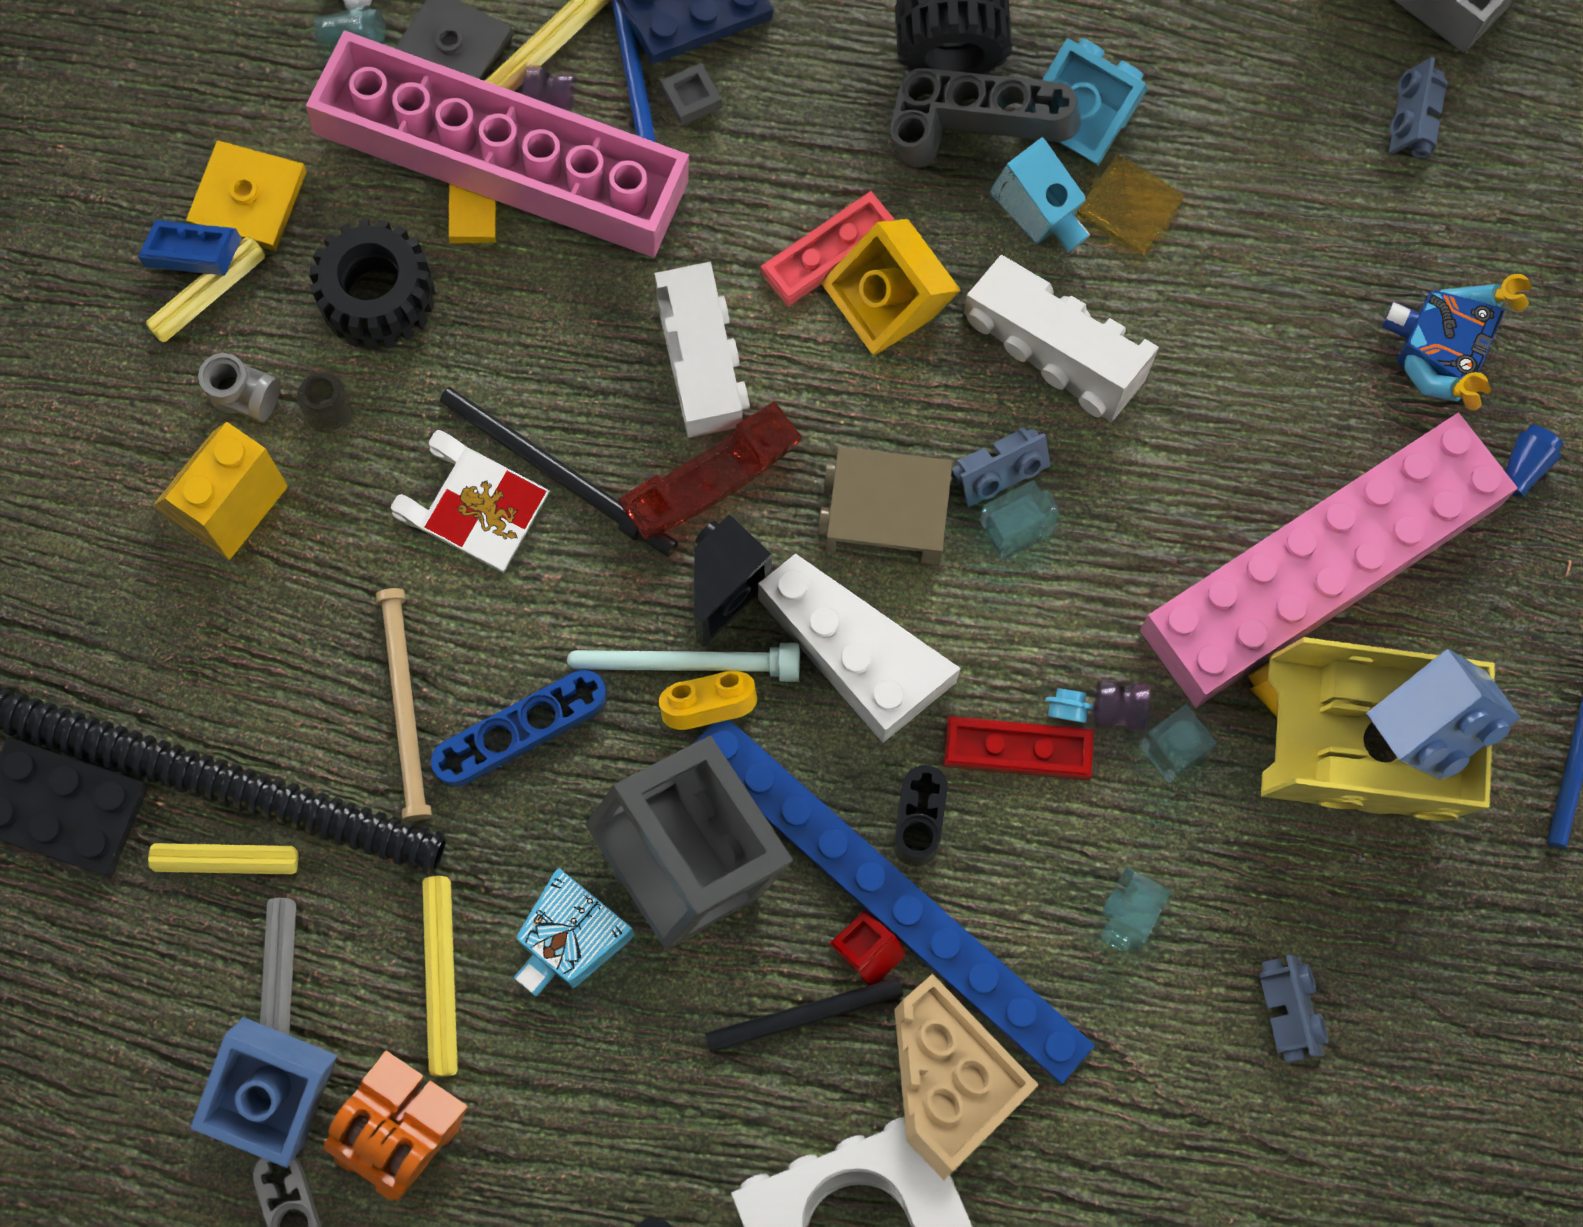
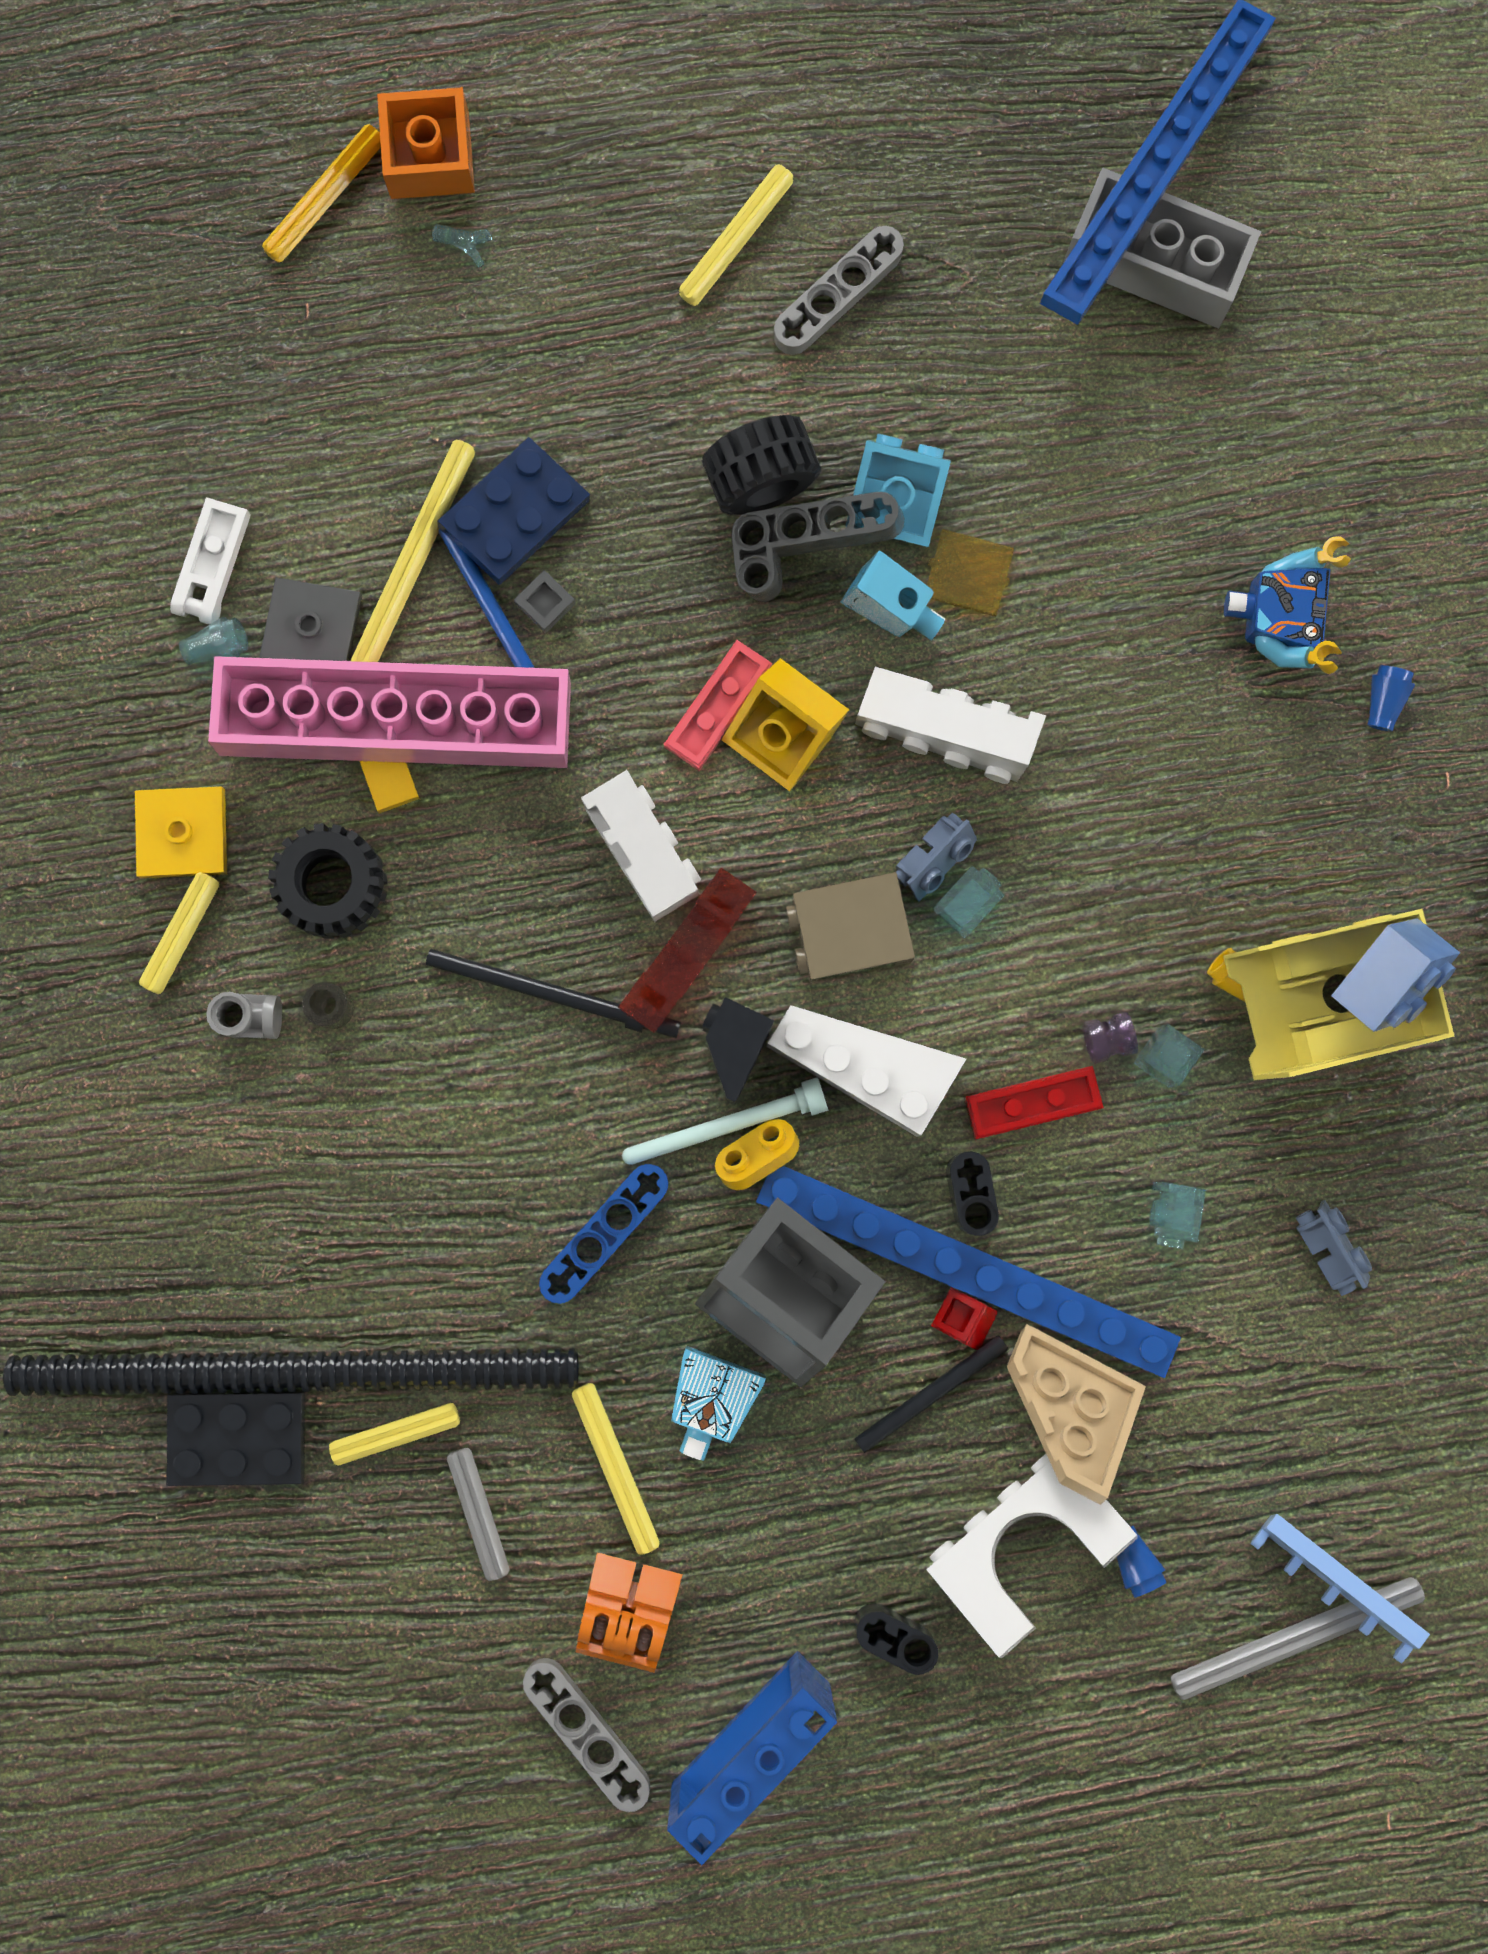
camera: 20 degrees left, 10 degrees up
(190, 247) = (151, 901): blue plate -> none
(223, 490) = (265, 1117): yellow slope -> none
(263, 1091) = (509, 1623): medium blue brick -> none
(410, 762) = (497, 1247): tan bar -> none
(479, 507) = (497, 1048): flag -> none
(550, 88) = (426, 639): clear purple wheel -> none
(1069, 705) = (1065, 1053): medium azure plate -> none
(1327, 559) = (1245, 847): bright pink brick -> none
(1419, 92) = (1191, 381): sand blue hinge -> none

